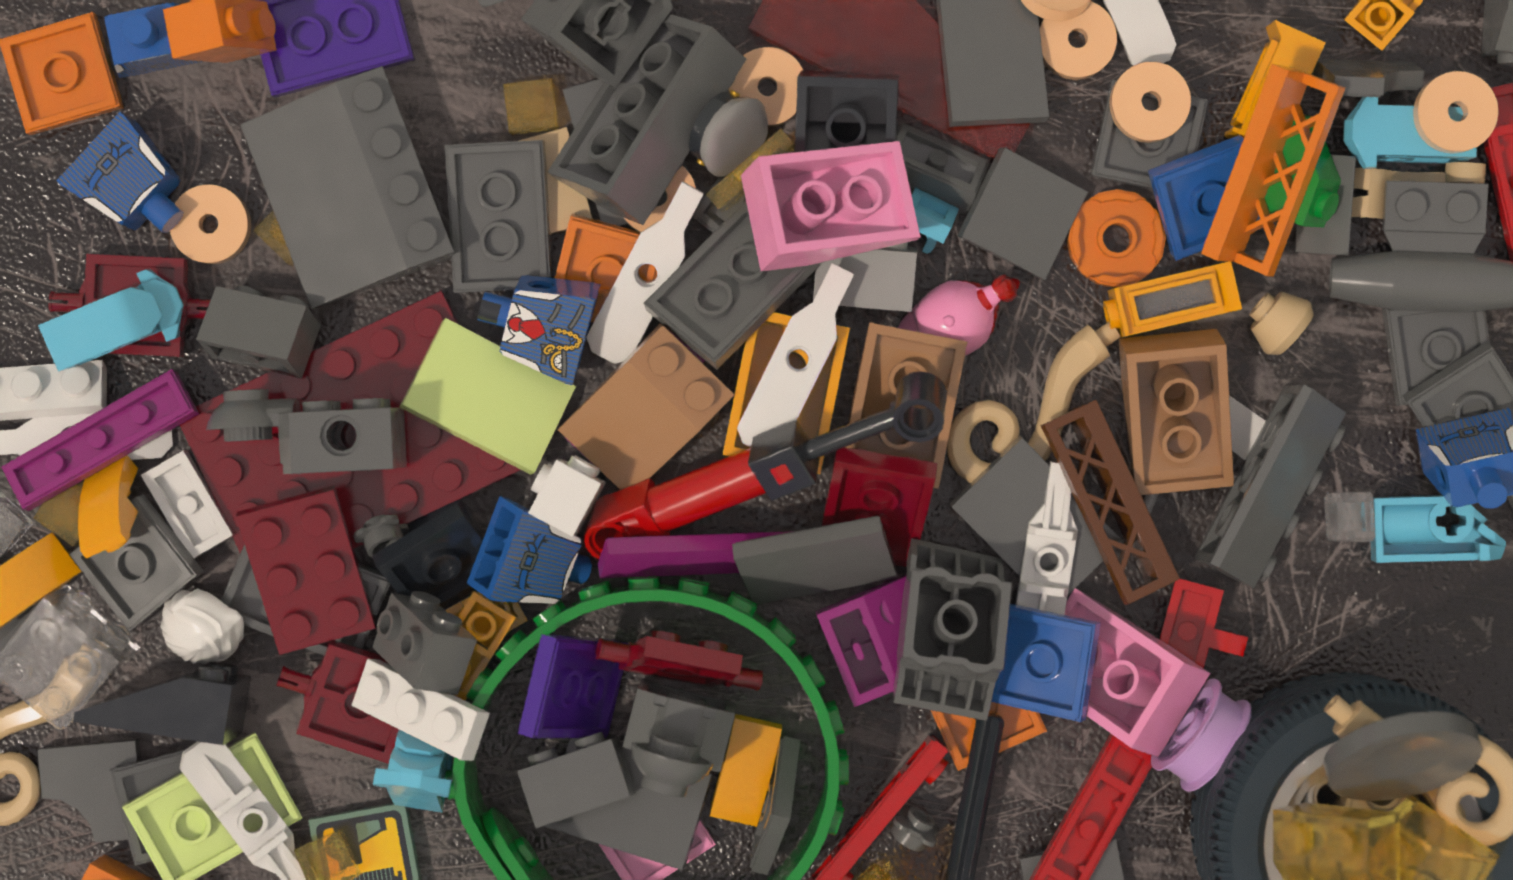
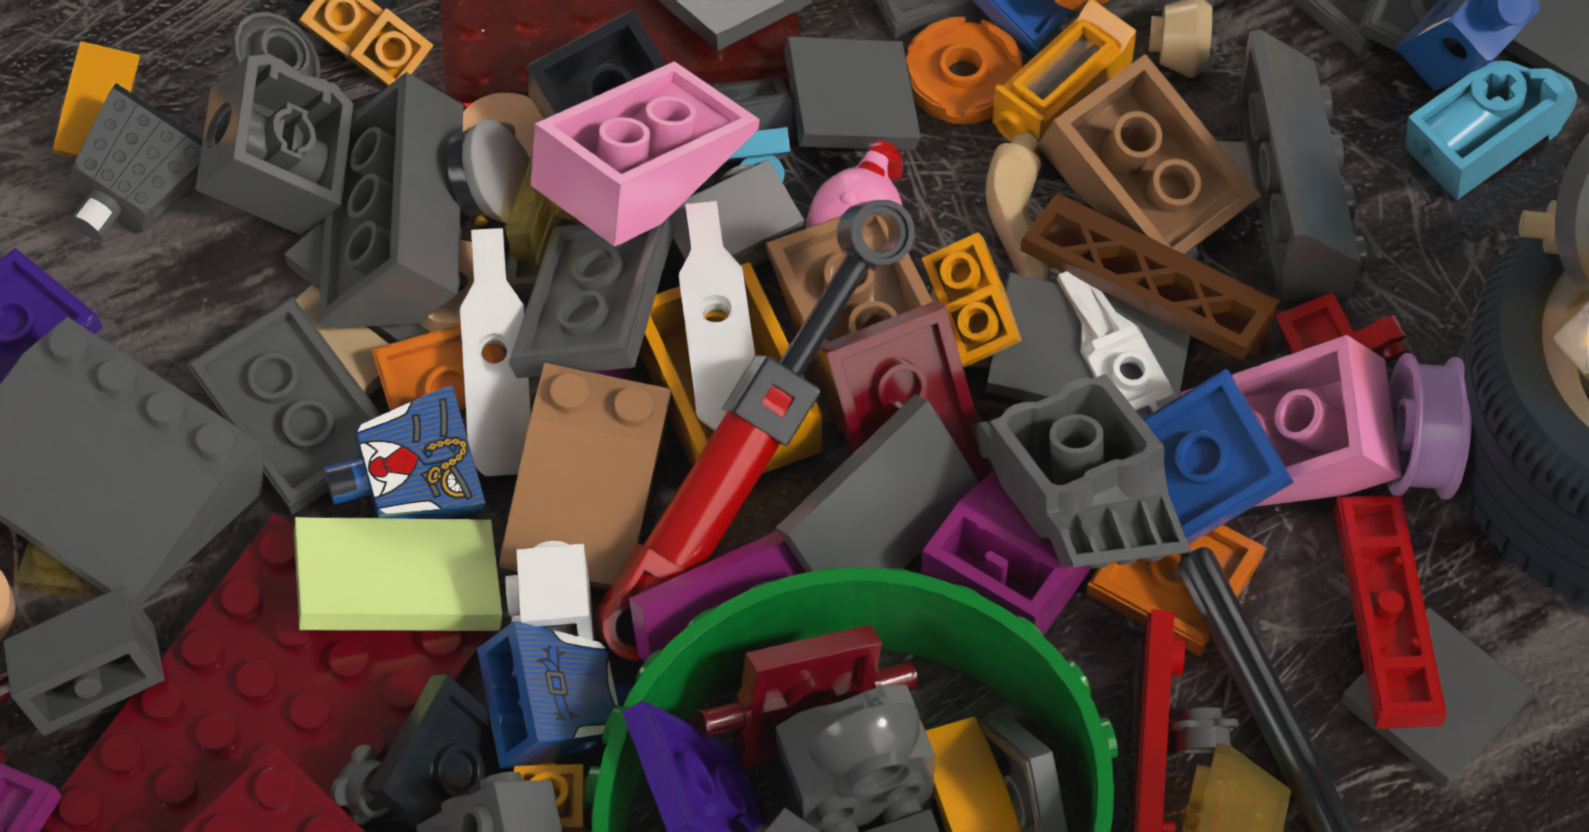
camera: 30 degrees left, 30 degrees down
(312, 438) = (225, 693): dark grey brick -> none
(531, 106) = (256, 288): clear yellow plate -> none
(983, 444) = (974, 298): none -> light orange slope
(1349, 516) = (1401, 162): clear slope -> none

